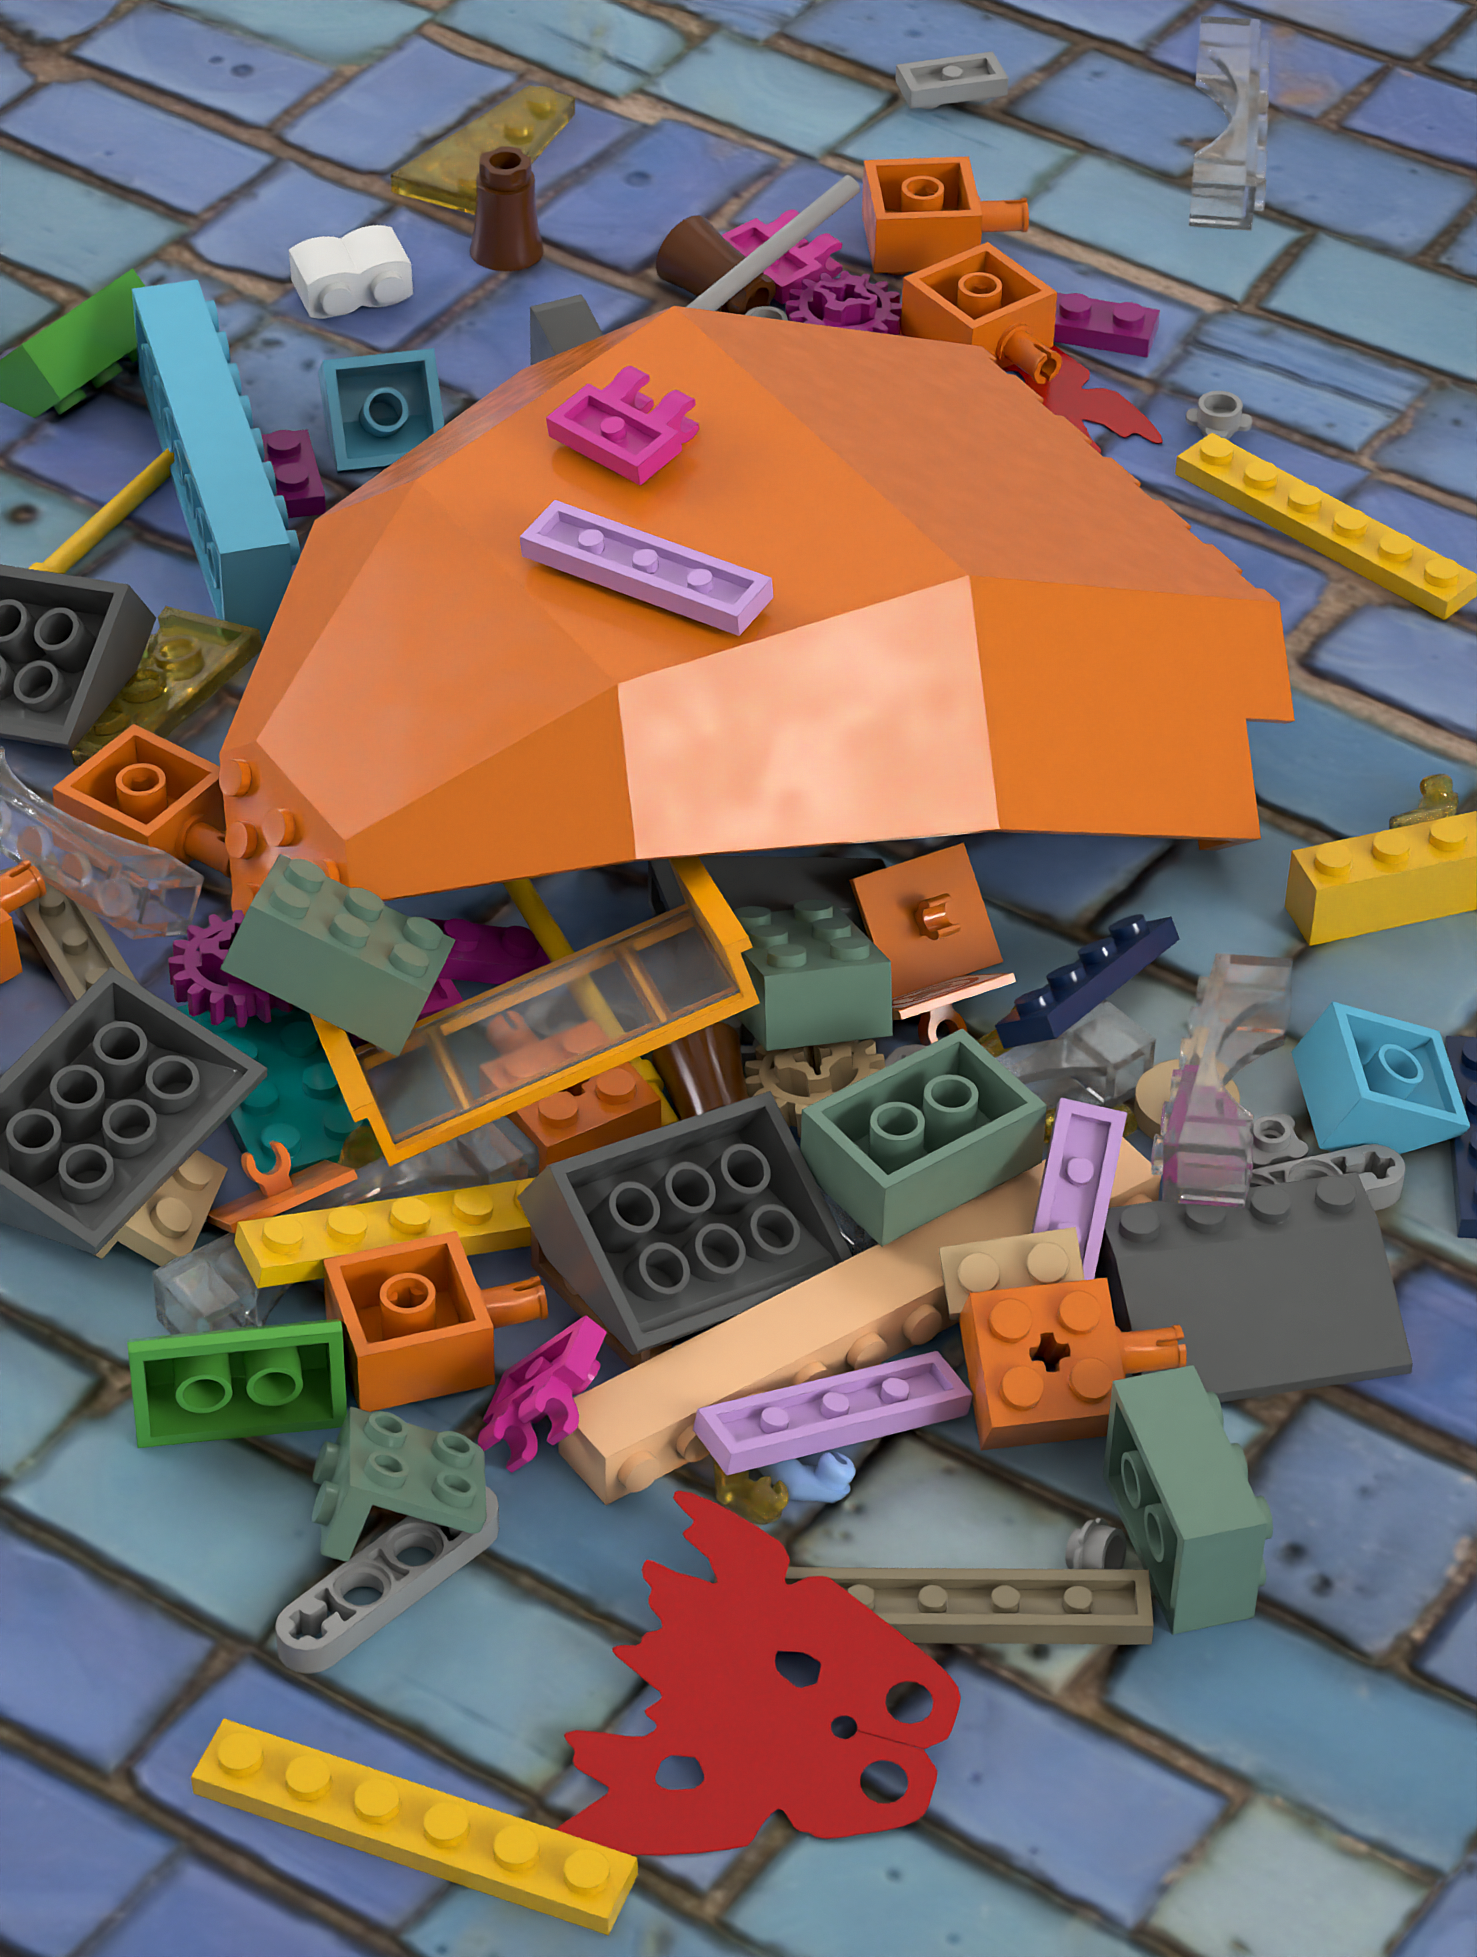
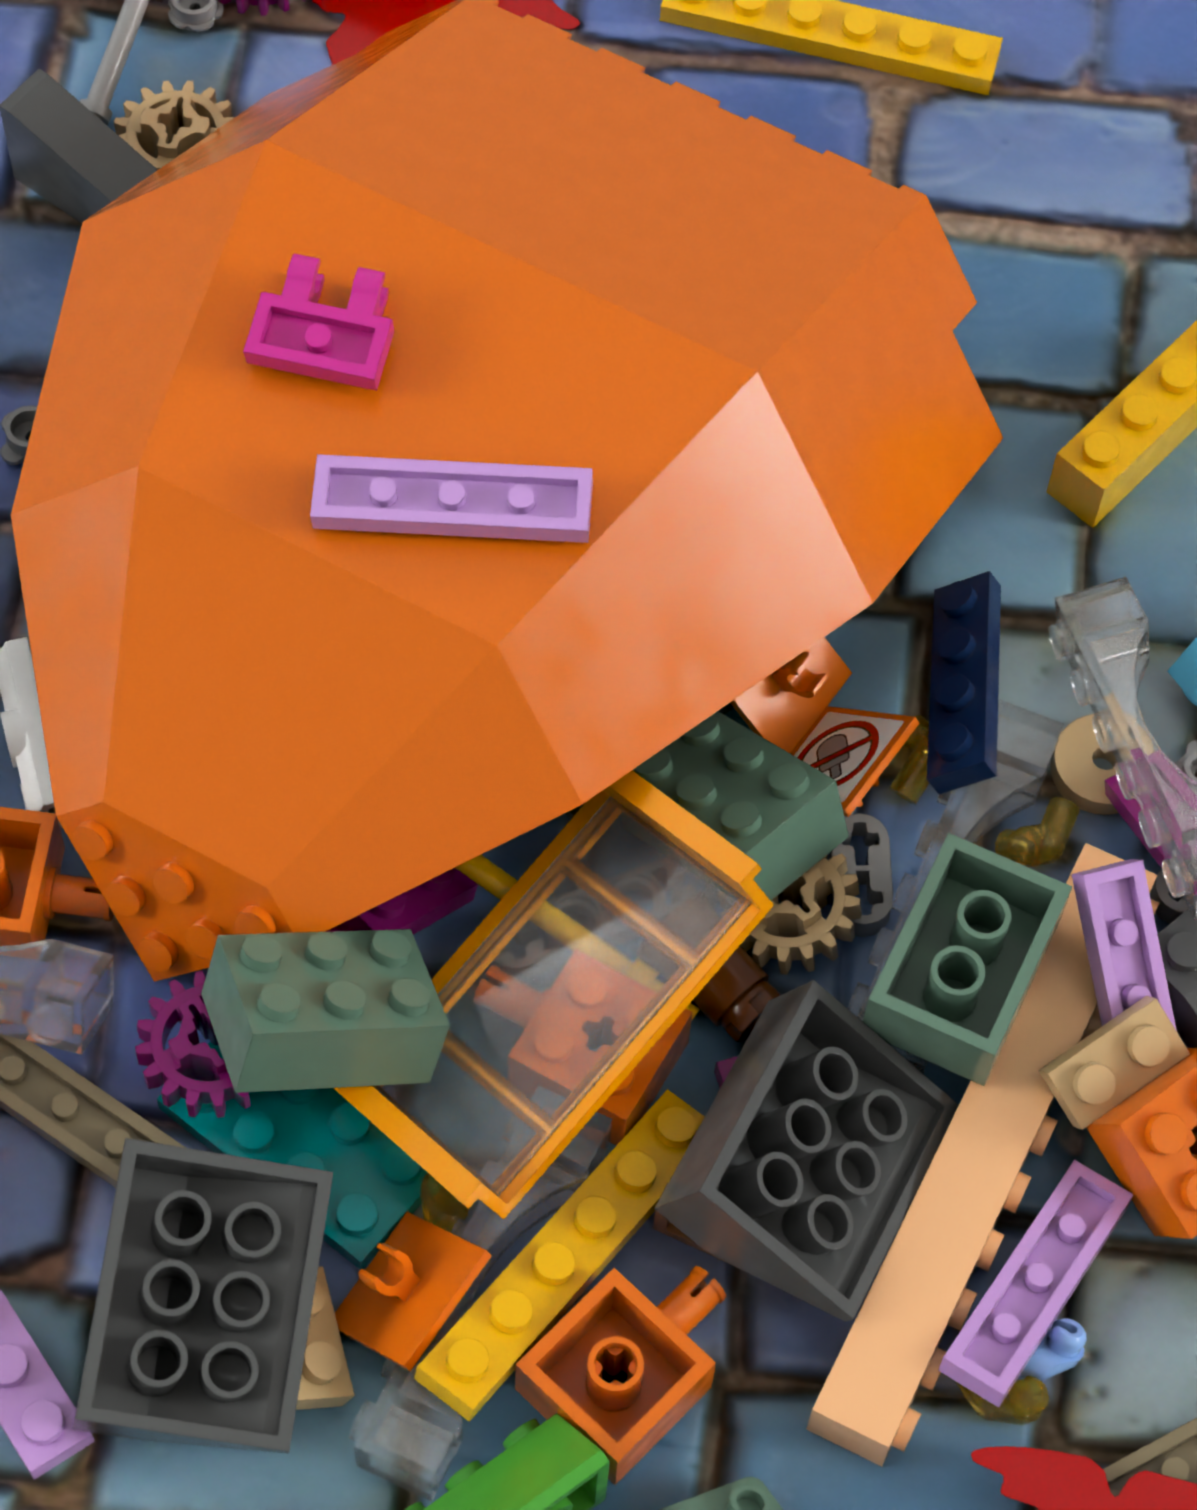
camera: 30 degrees left, 20 degrees up
(542, 1387) = (780, 1380): dark pink plate -> none
(1437, 802) = (1115, 332): clear yellow arm -> none

